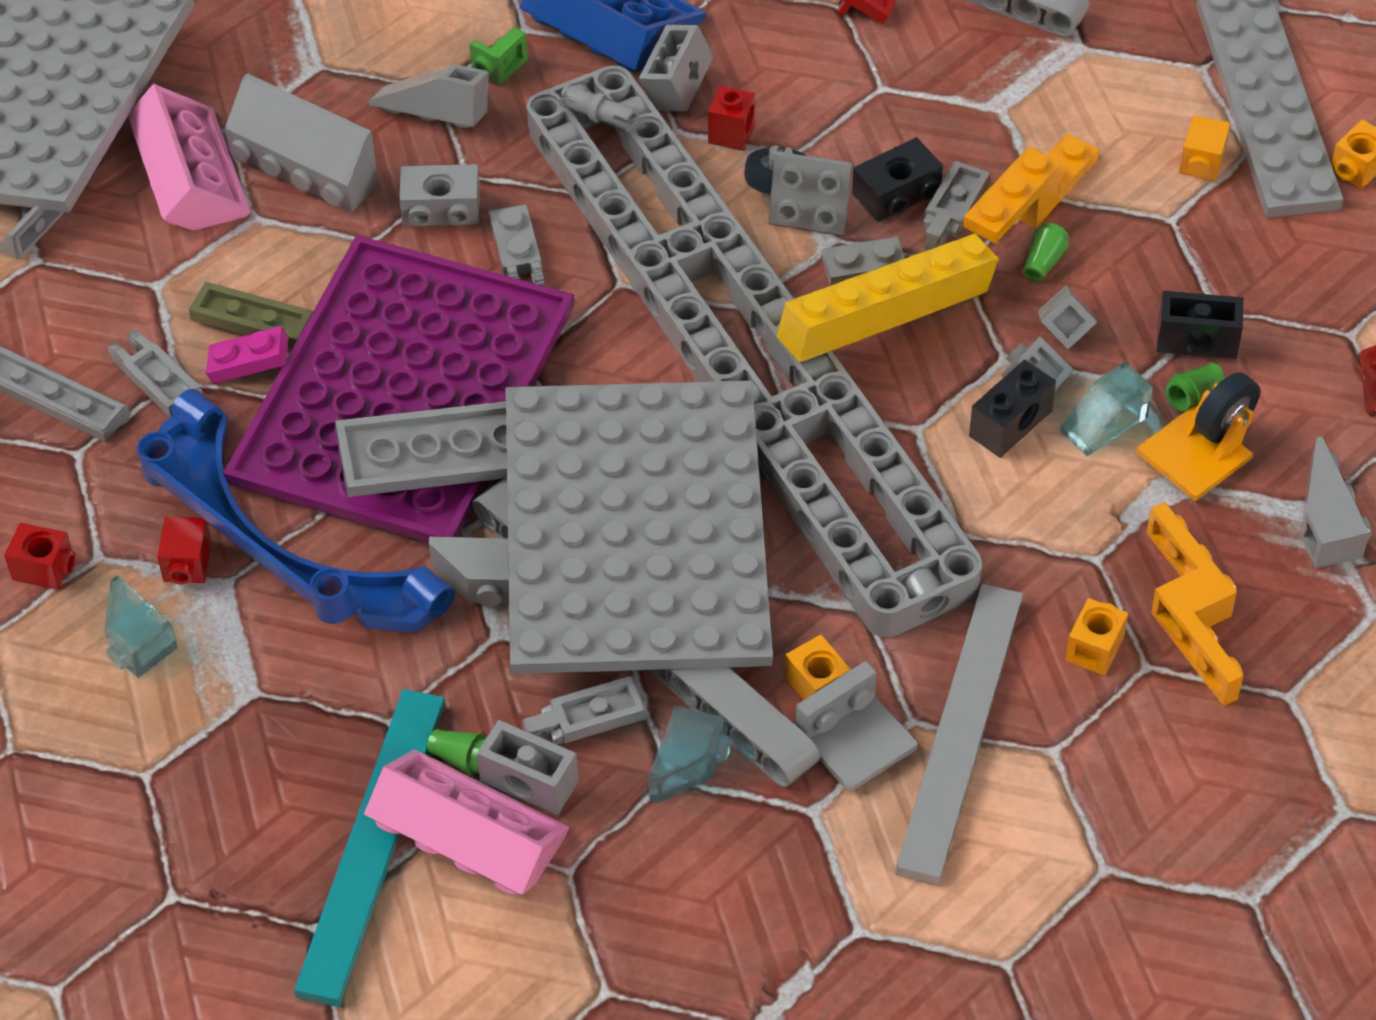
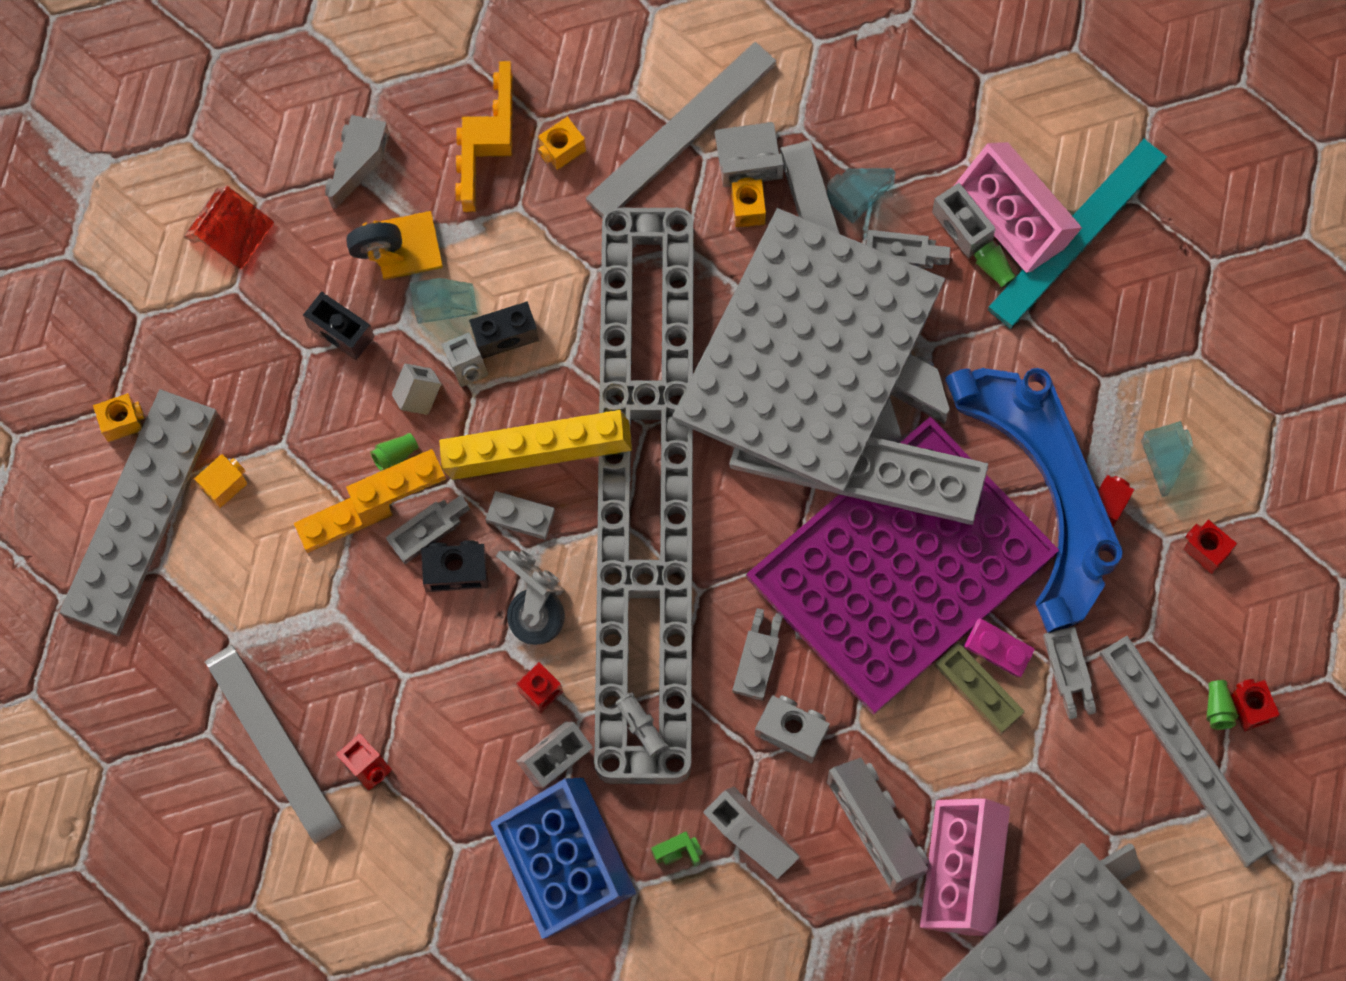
camera: 150 degrees left, 20 degrees up
(1189, 386) = (372, 291): bright green cone -> none

